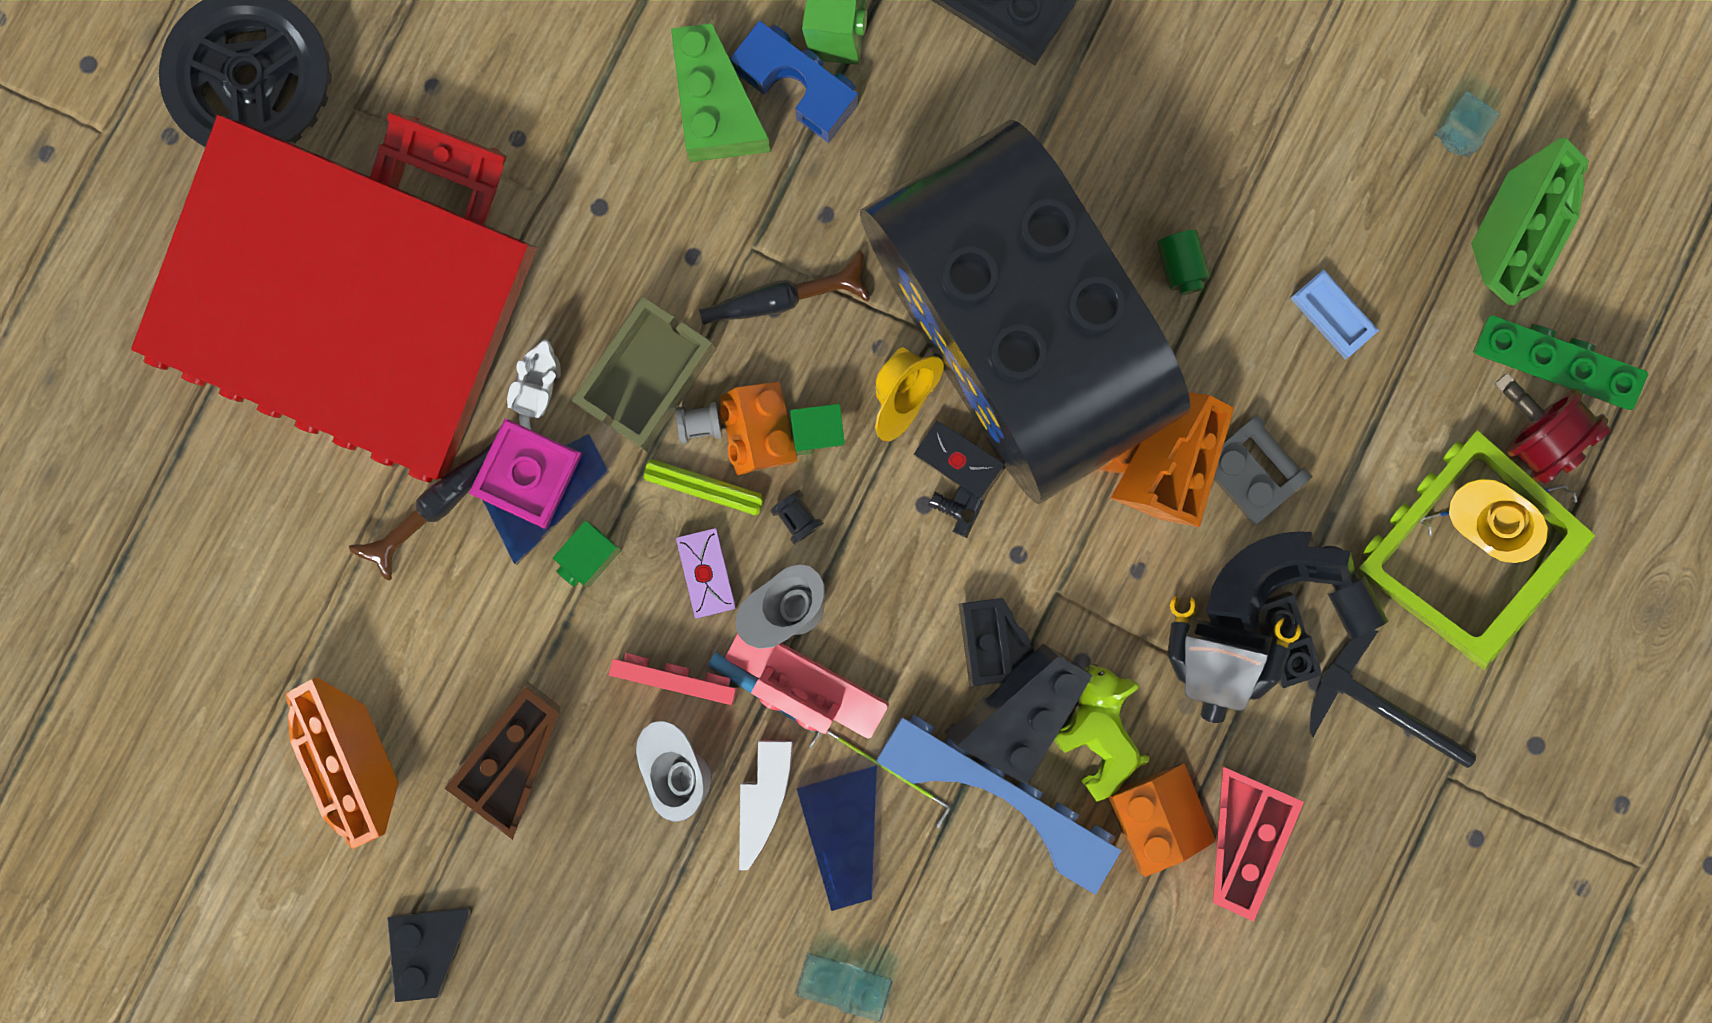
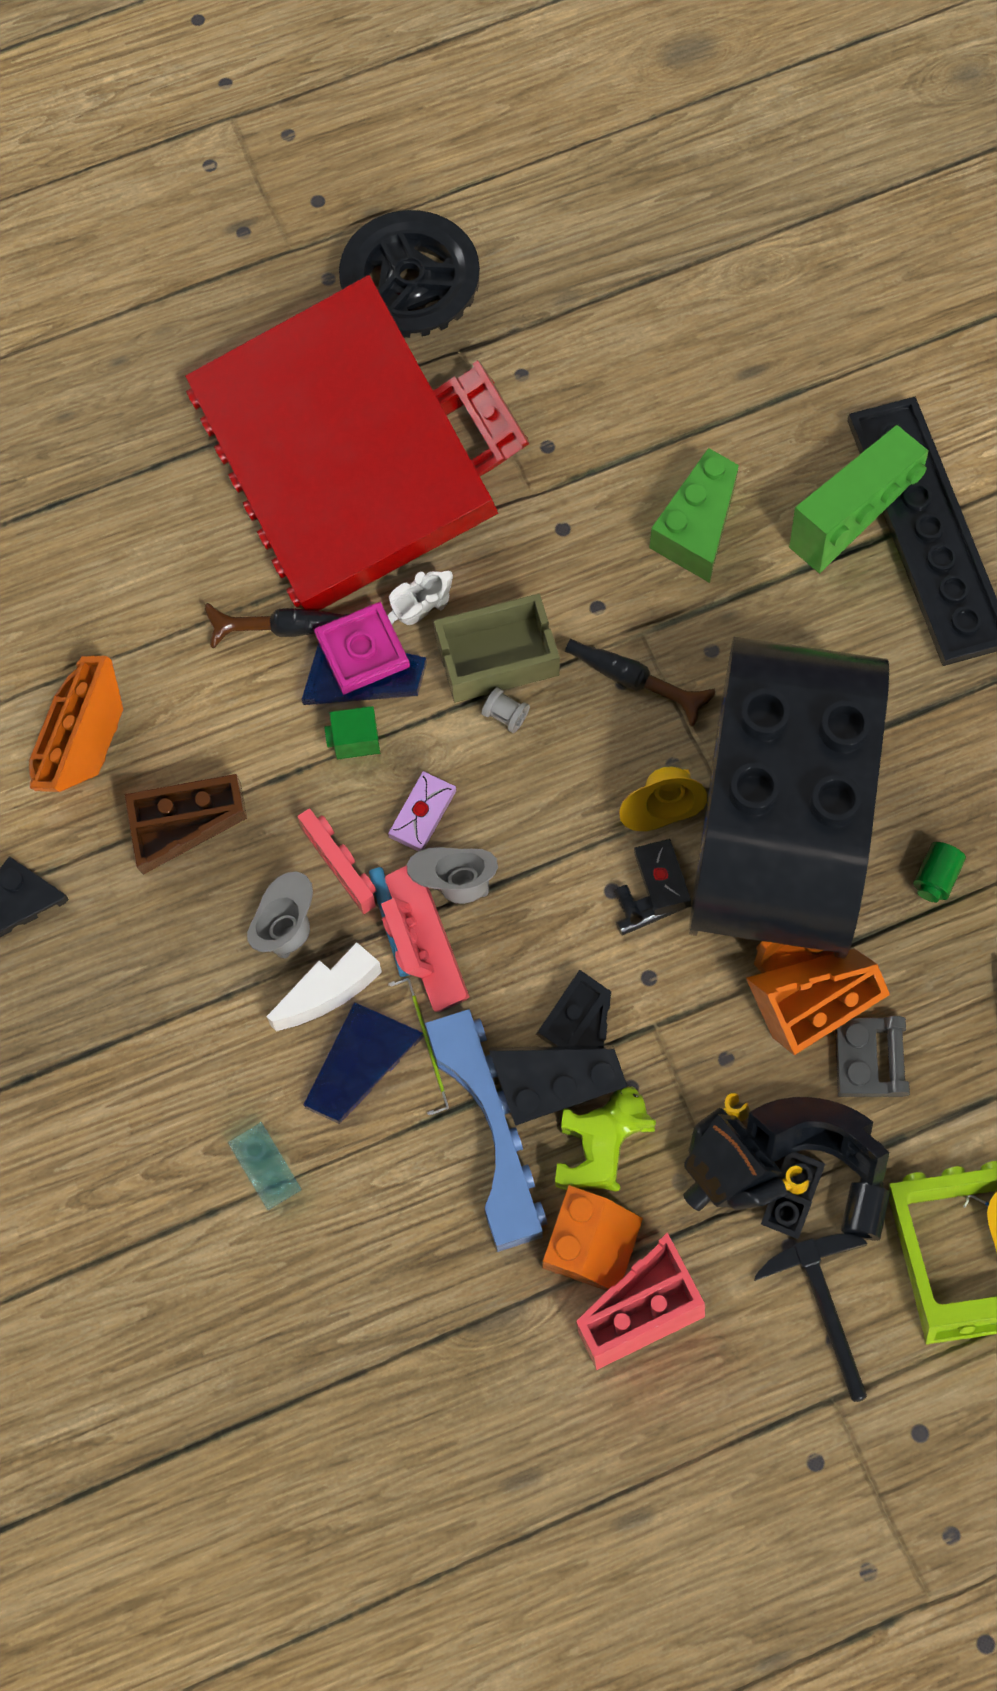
camera: 40 degrees right, 15 degrees down
(703, 487) = (471, 755): lime axle -> none
(757, 427) = (542, 745): orange bracket -> none
(770, 56) = (760, 520): blue arch -> none
(796, 517) = (516, 823): black bush -> none
(817, 428) = (581, 774): green panel -> none

